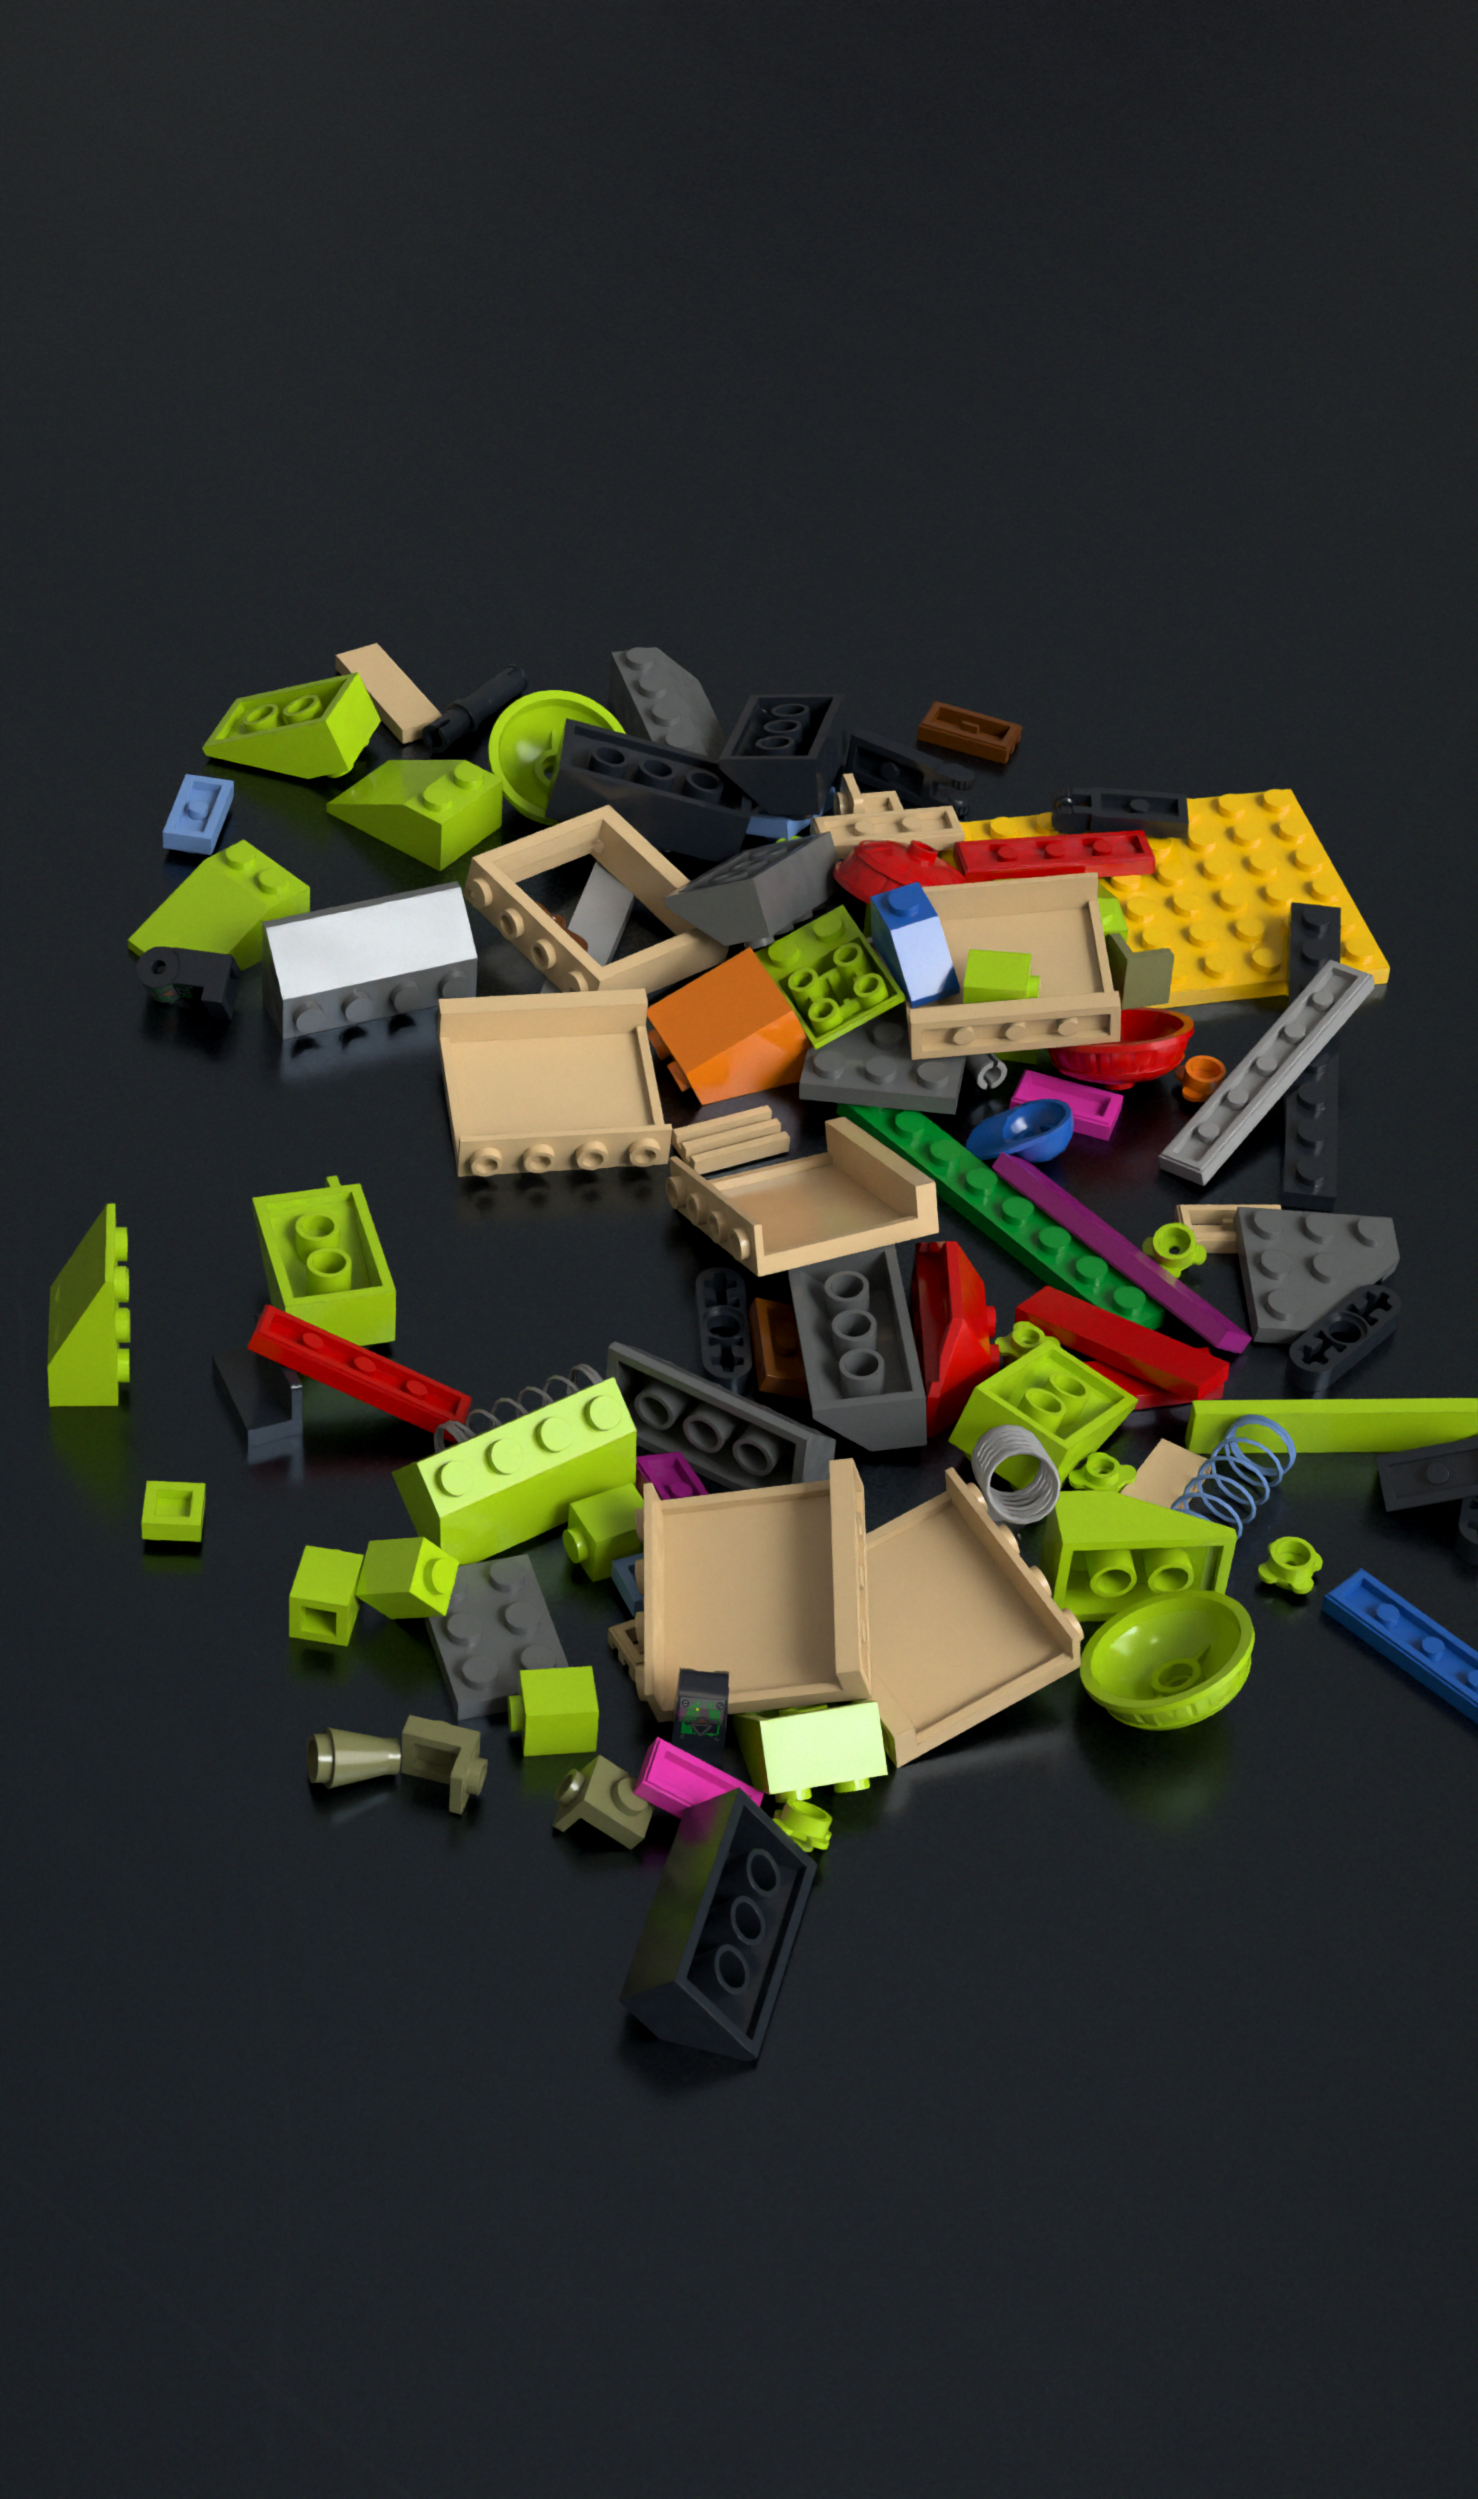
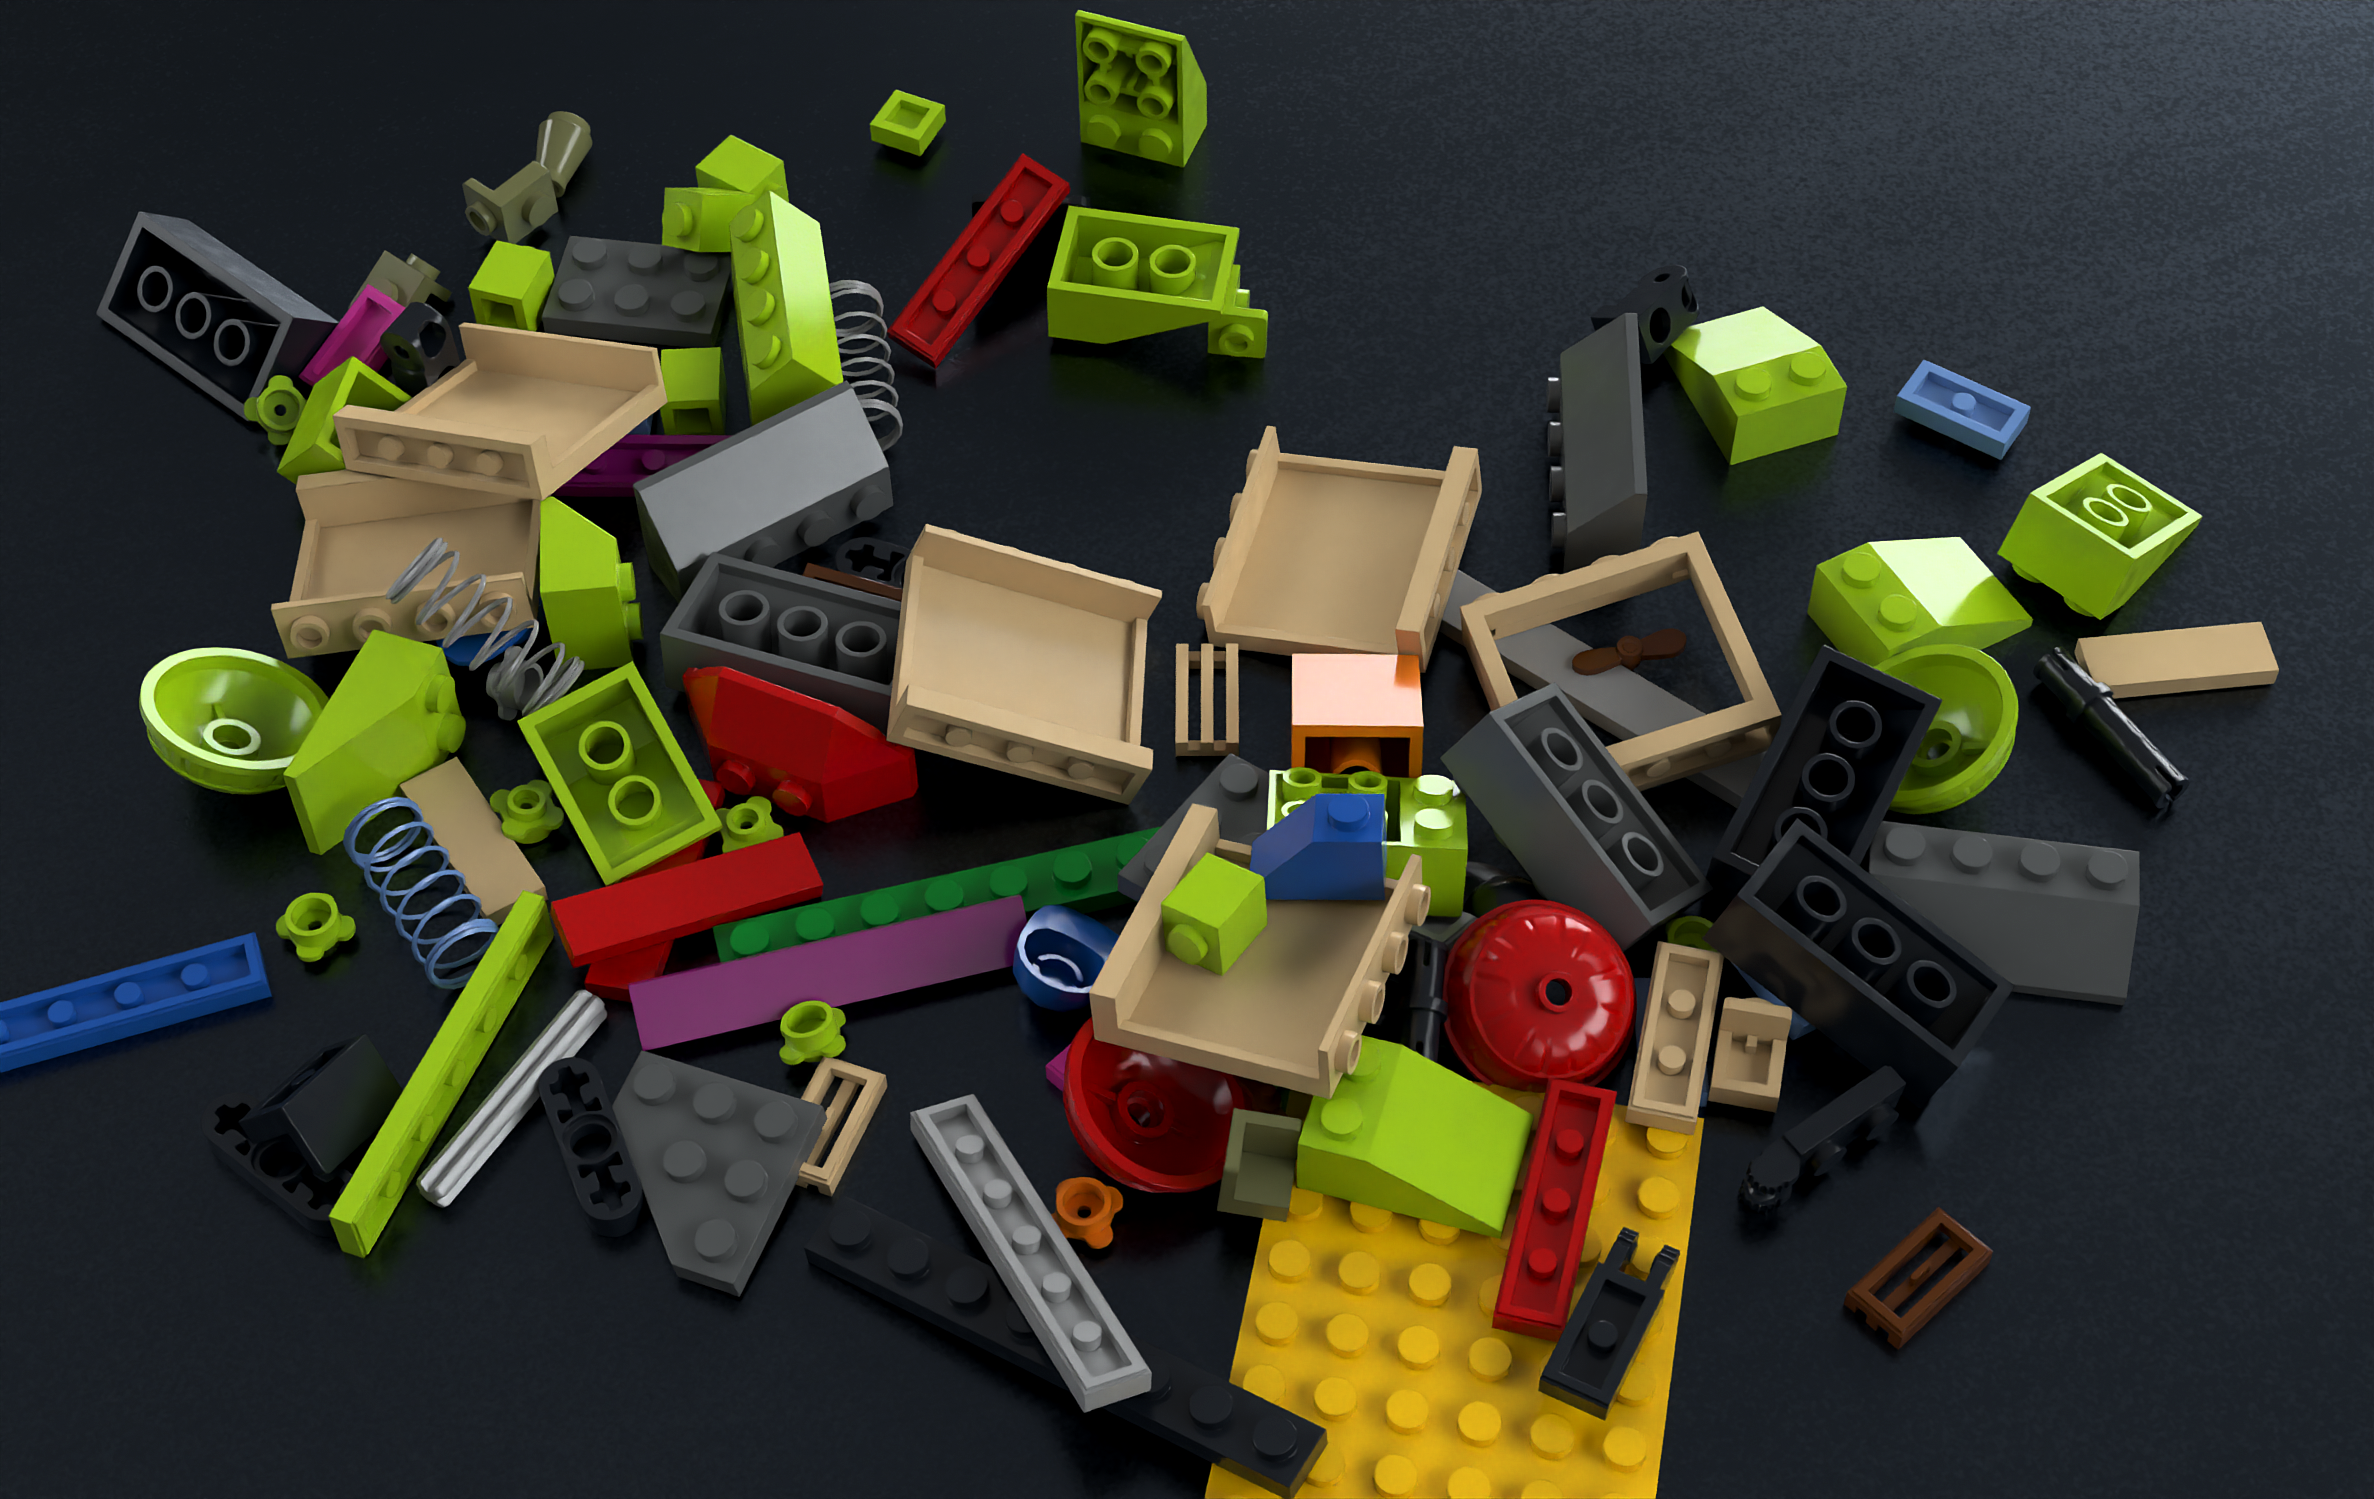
camera: 120 degrees right, 10 degrees up
(902, 1467) = (586, 589): none -> lime slope
(1280, 1384) = (509, 1100): none -> light grey axle

